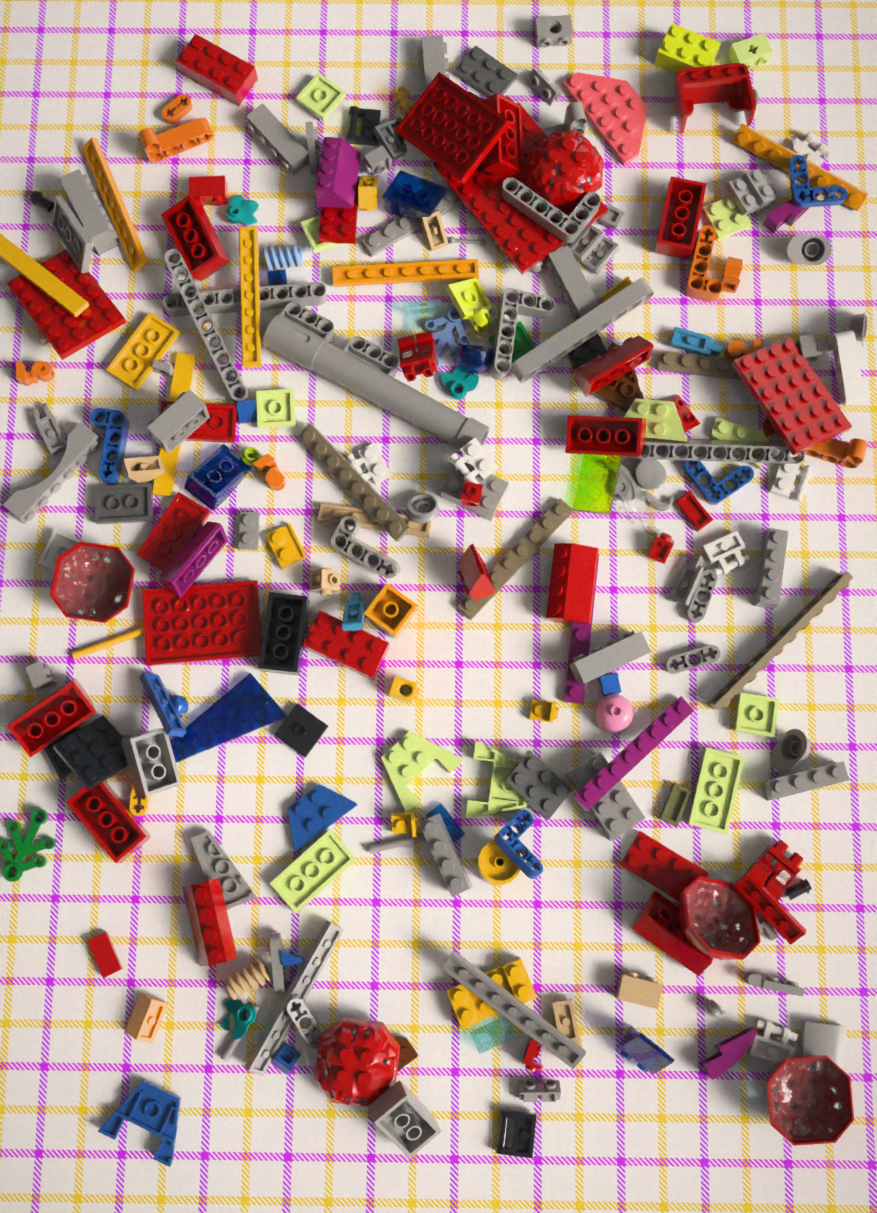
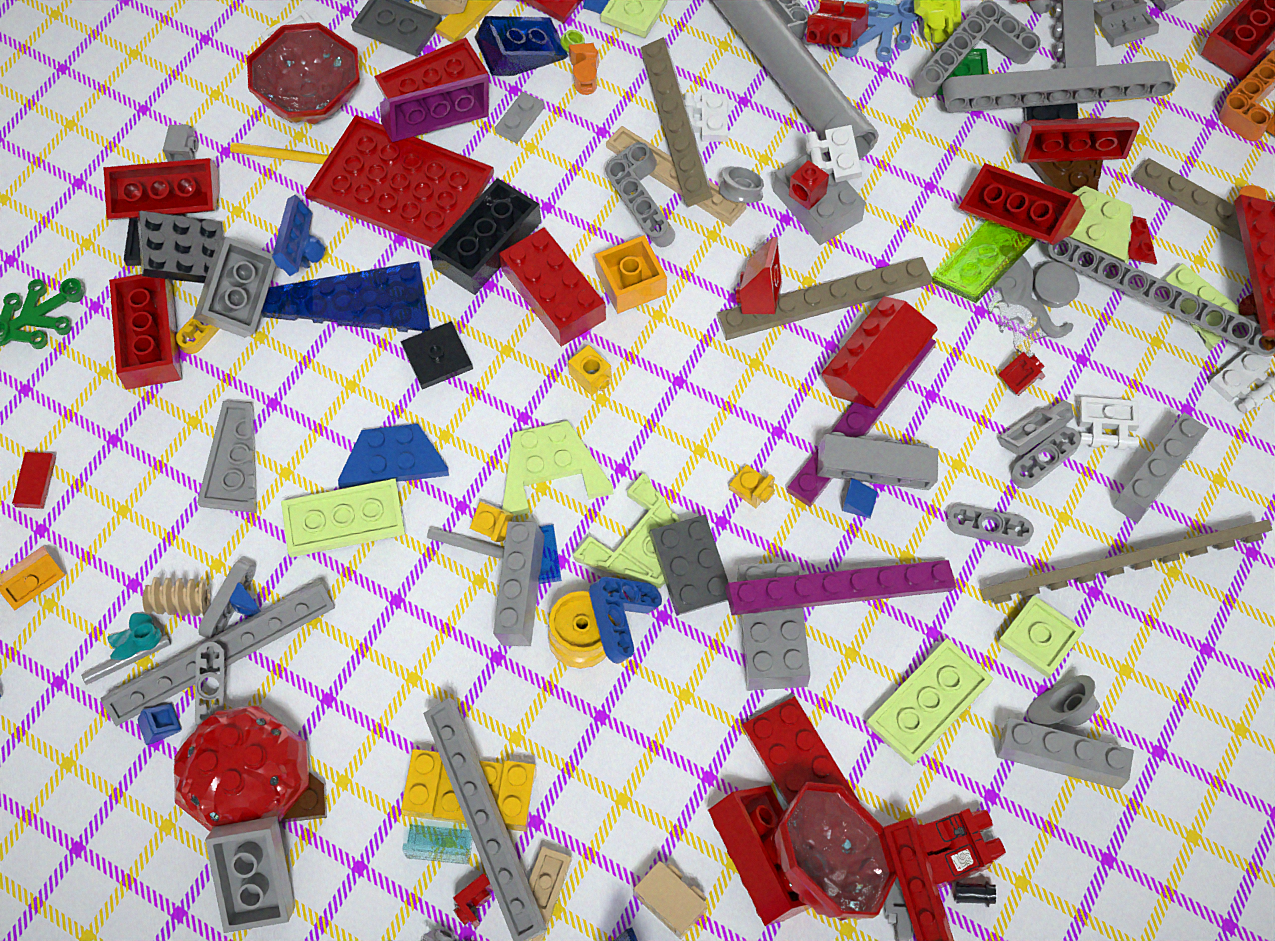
camera: 30 degrees right, 15 degrees down
(209, 922) = (180, 504): red slope -> none
(286, 546) = (551, 152): yellow plate -> none
(324, 581) = (571, 204): tan brick -> none
(353, 613) = (581, 249): dark azure hinge -> none
(459, 380) = (871, 81): teal plate -> none
(473, 358) = (903, 58): clear blue cylinder -> none
(613, 713) = (845, 535): bright pink cylinder -> none
(675, 804) = (862, 691): olive tile -> none
(693, 511) = (1091, 355): red tile -> none
(694, 342) = (1200, 169): dark azure hinge -> none
(717, 487) = (1142, 343): blue beam -> none

